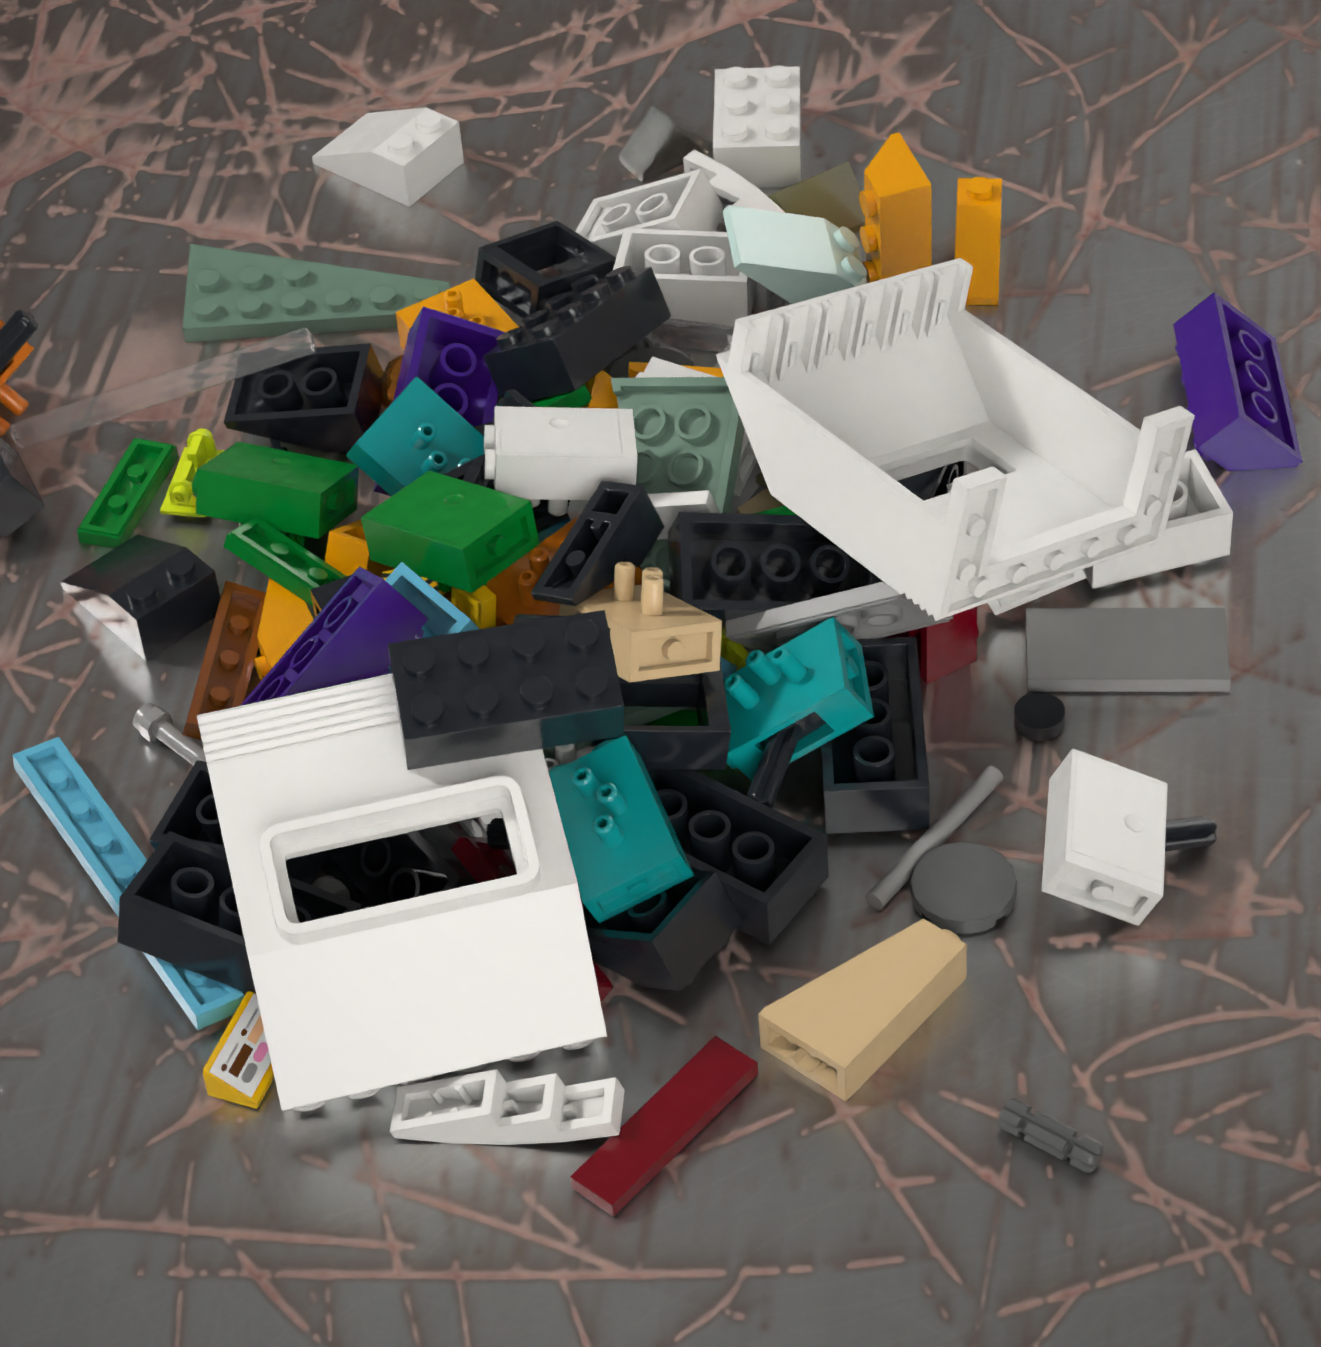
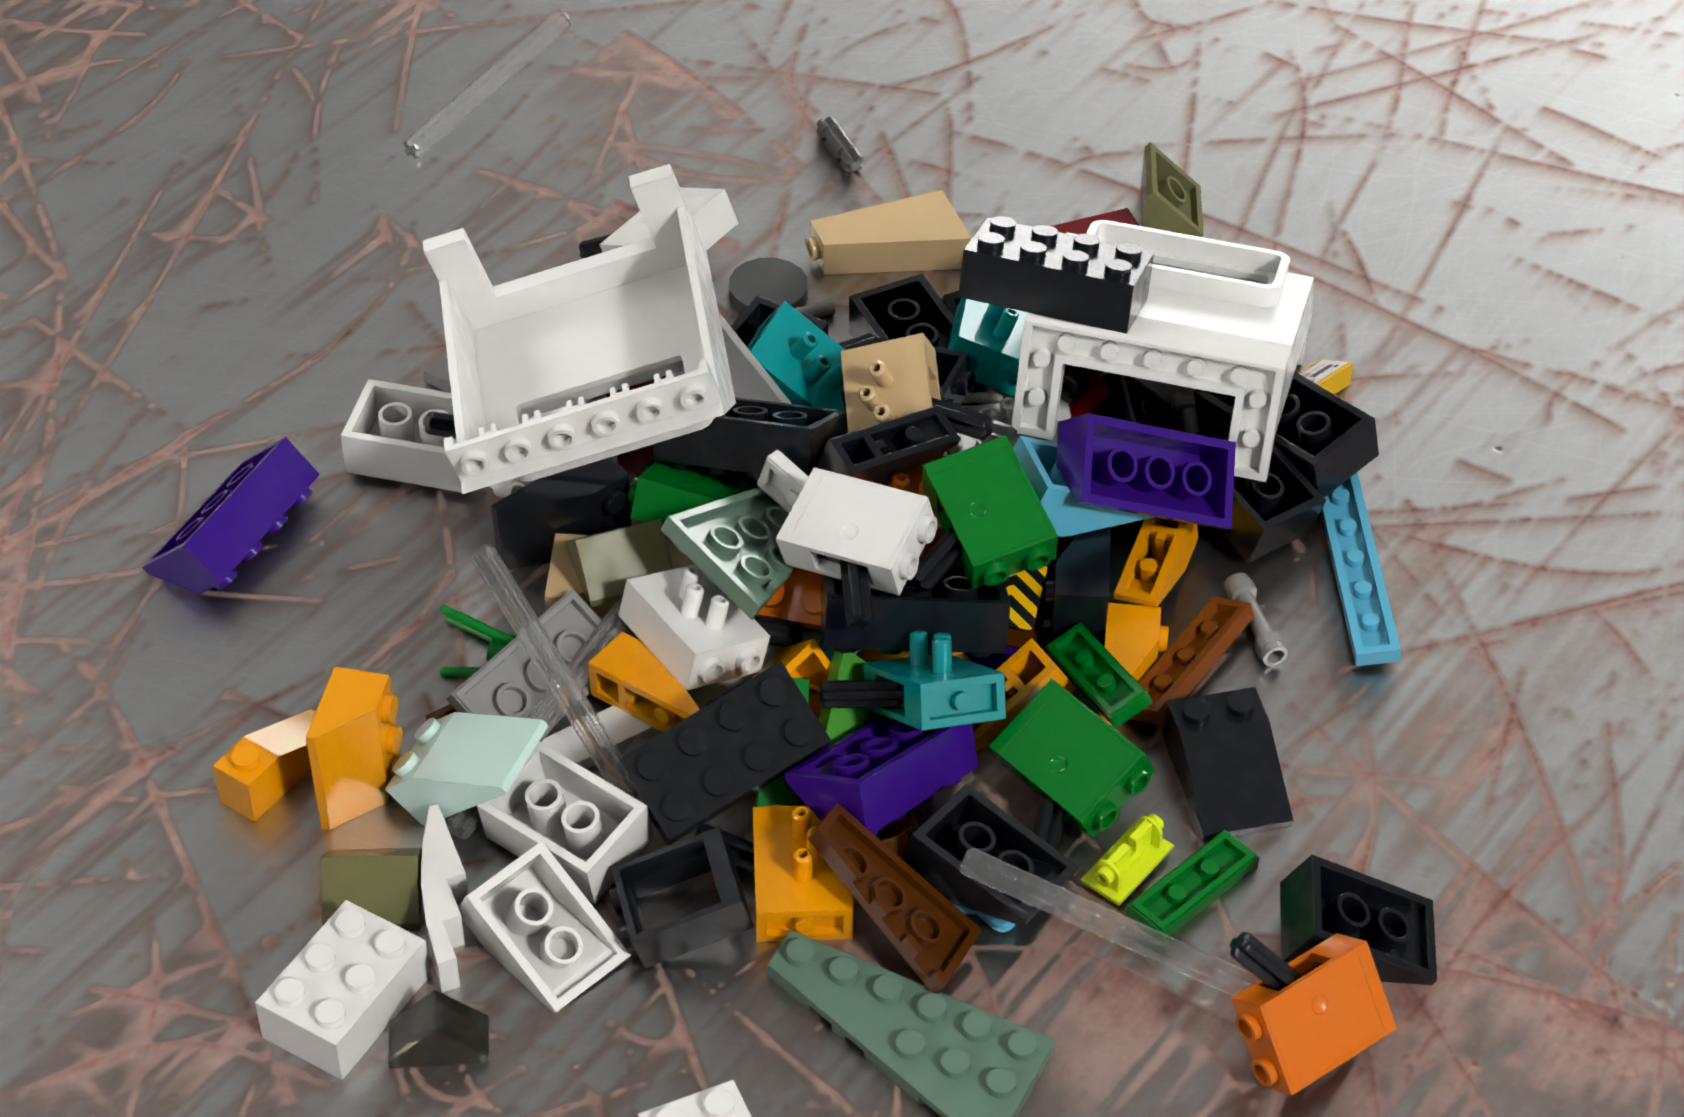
camera: 155 degrees left, 0 degrees up
(371, 316) = (900, 901): none -> reddish brown wing
(564, 1239) = (1169, 196): none -> olive slope

